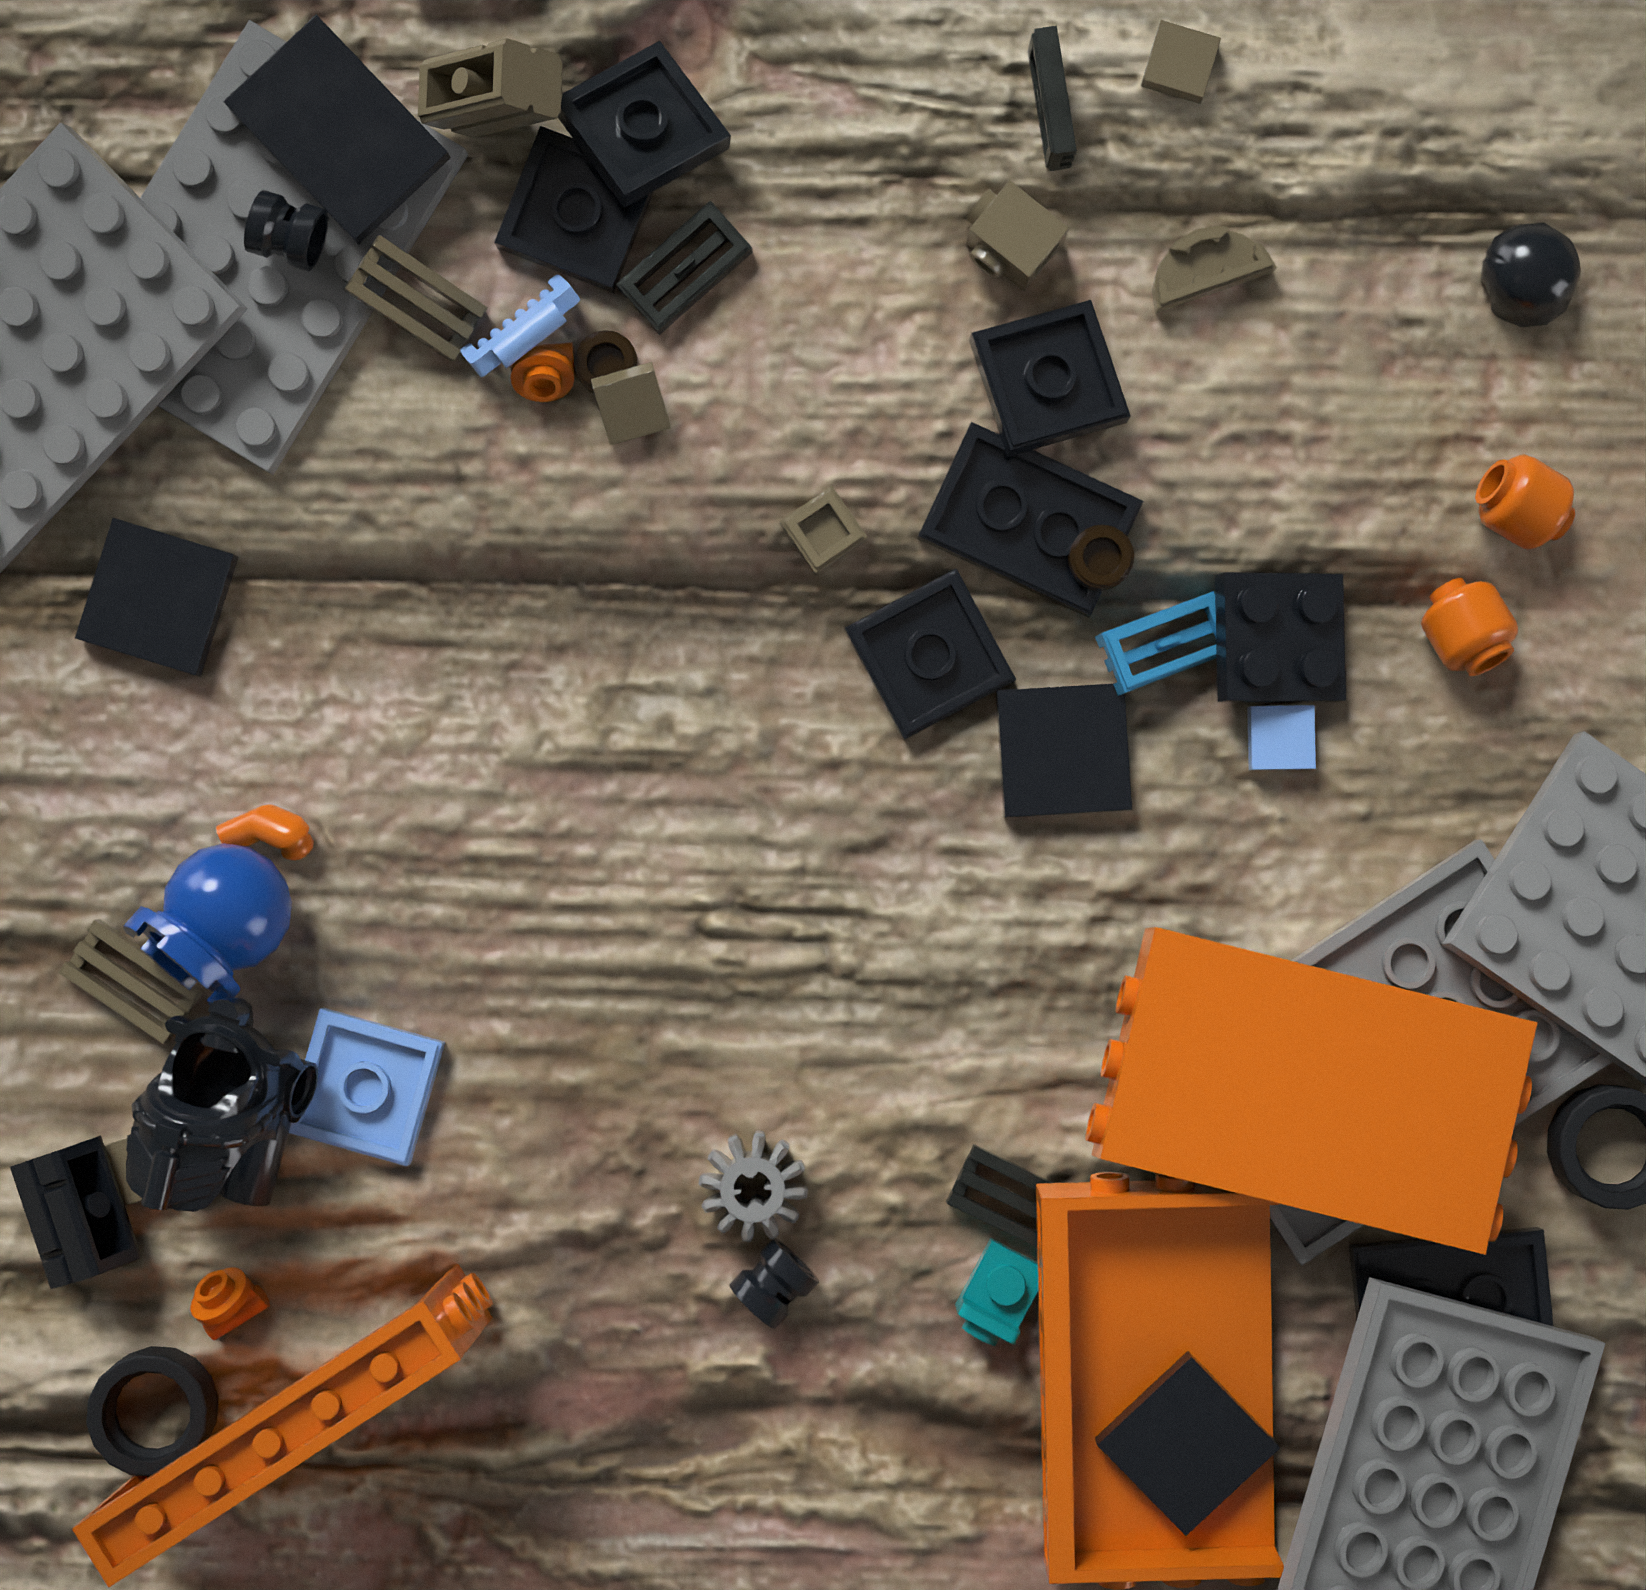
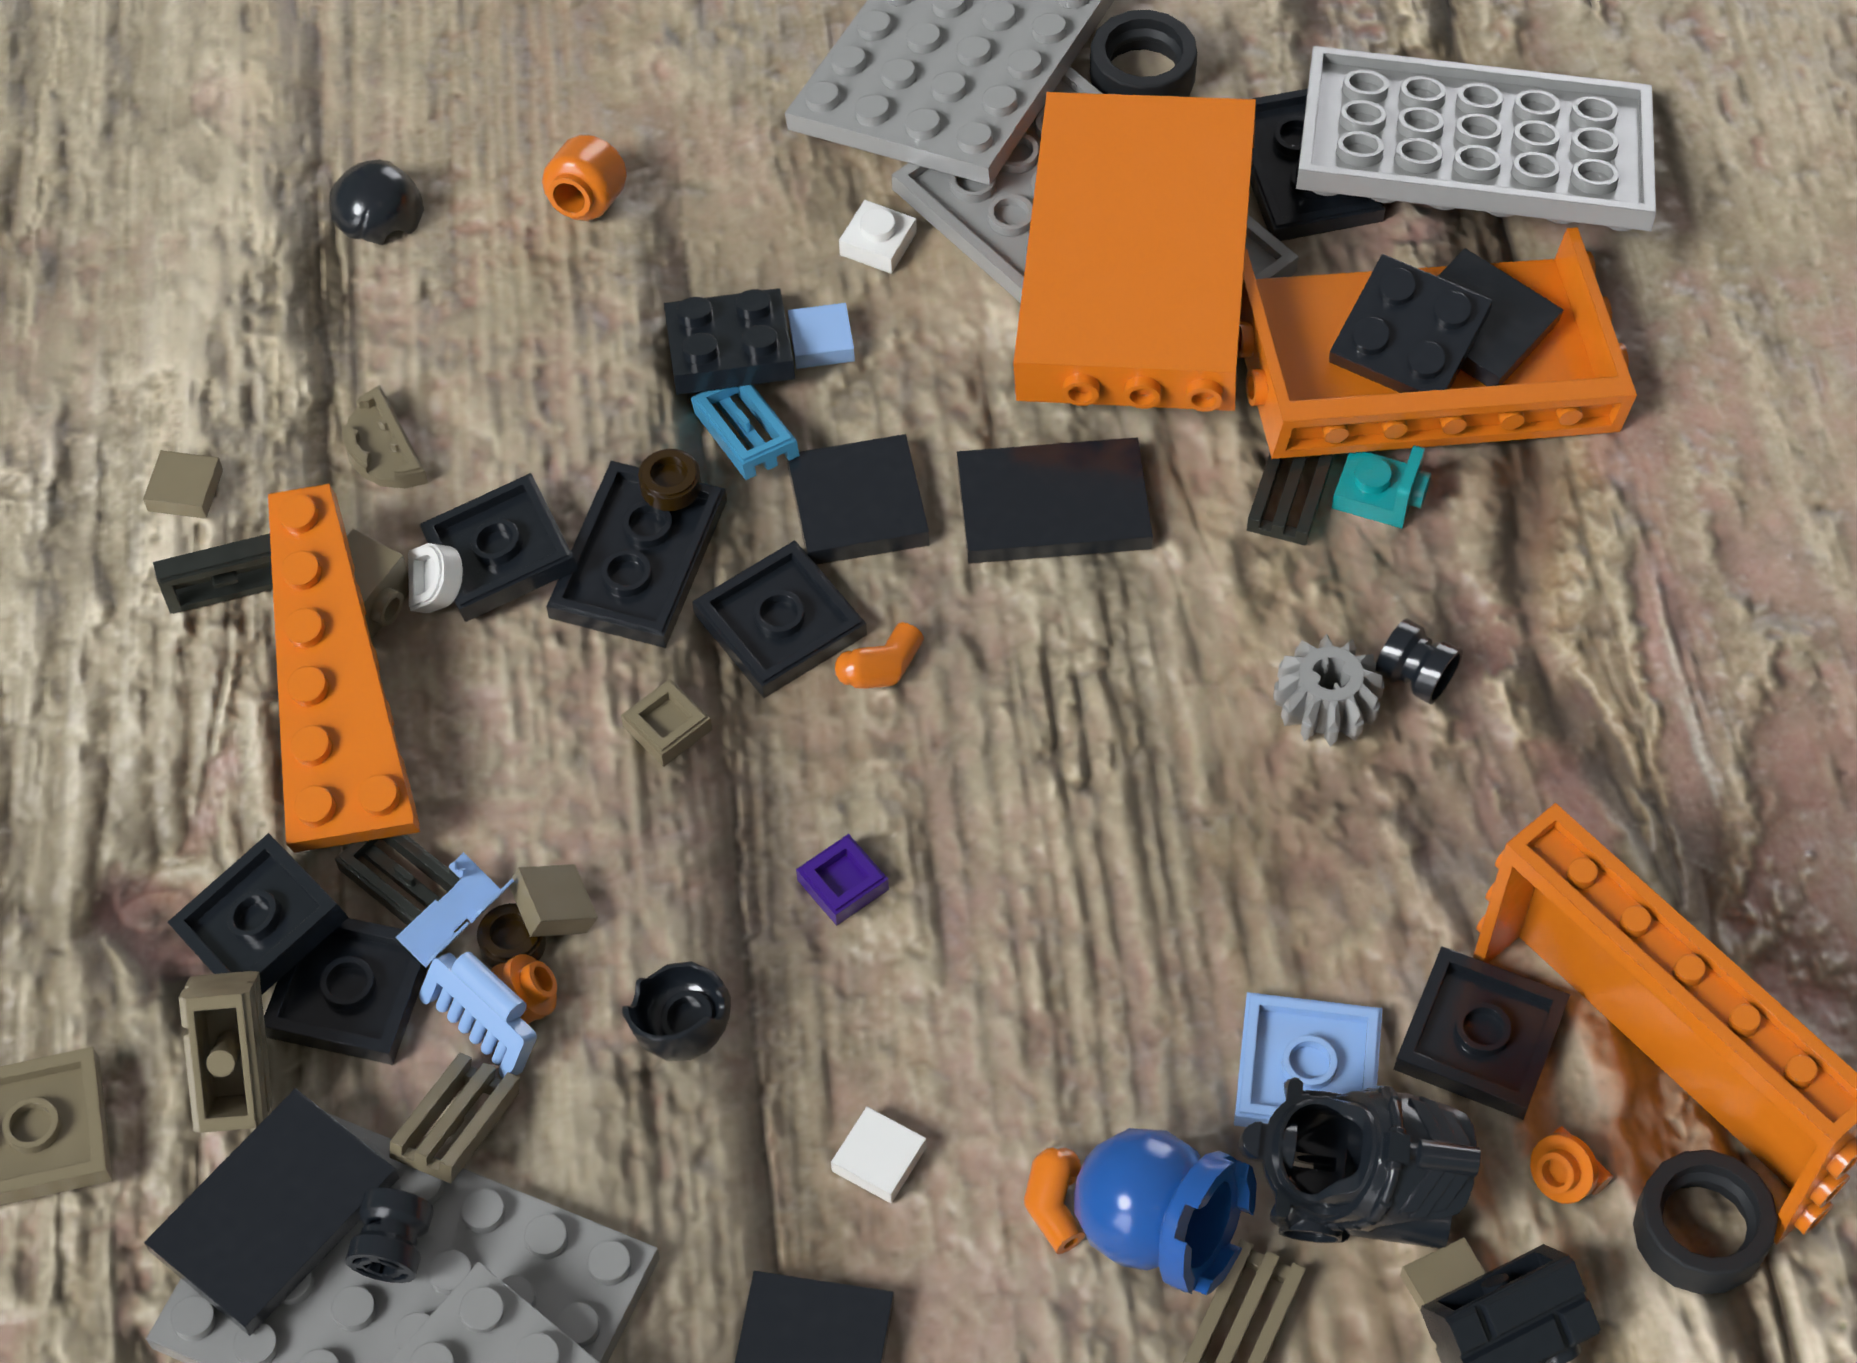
camera: 100 degrees left, 30 degrees down
(334, 680) = (878, 1154): none -> white tile
(373, 1251) = (1481, 1032): none -> black tile
(490, 509) = (679, 1011): none -> black hair
(623, 681) = (842, 879): none -> dark purple tile
(626, 298) = (436, 924): none -> light blue piece
(847, 201) = (335, 722): none -> orange wing
(854, 747) = (880, 664): none -> orange arm
(1016, 309) = (433, 577): none -> white tile
(1033, 952) = (1054, 500): none -> black tile
(1162, 1362) = (1410, 329): none -> black plate
(1410, 815) = (878, 236): none -> white plate
(1469, 626) = (701, 204): orange head -> none

